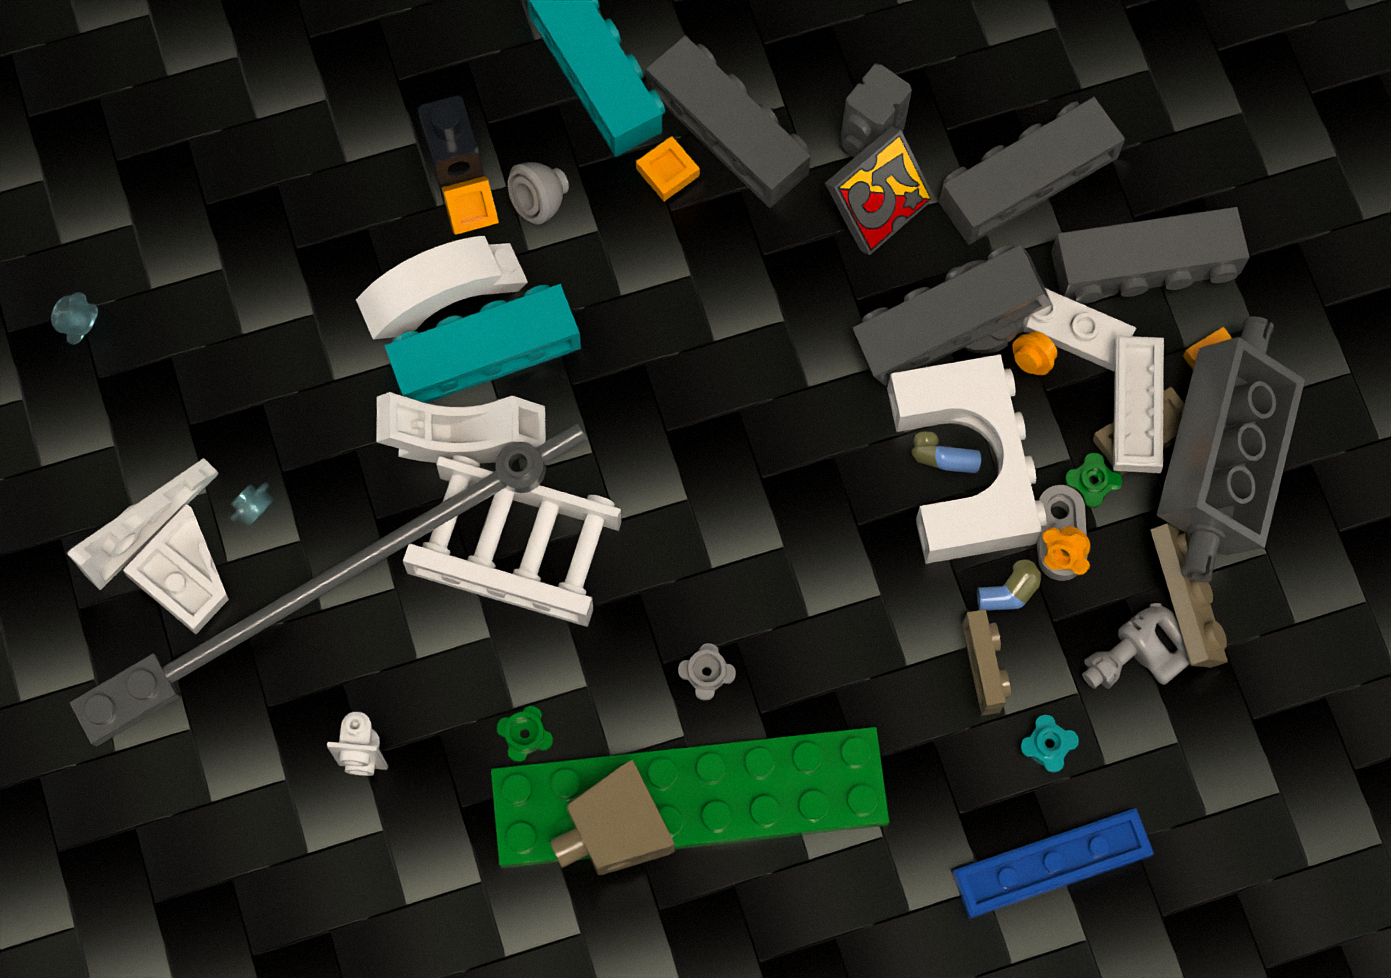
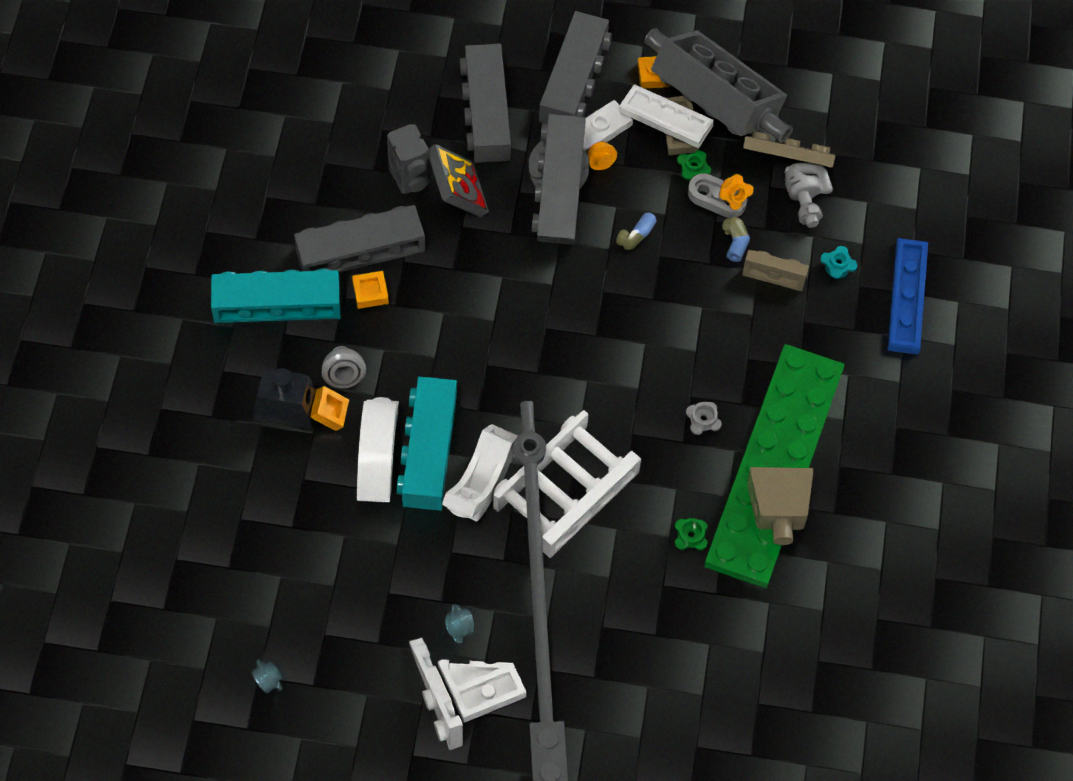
camera: 65 degrees left, 10 degrees down
(358, 746) = (658, 621): white hinge -> none
(978, 397) = (617, 194): white arch -> none

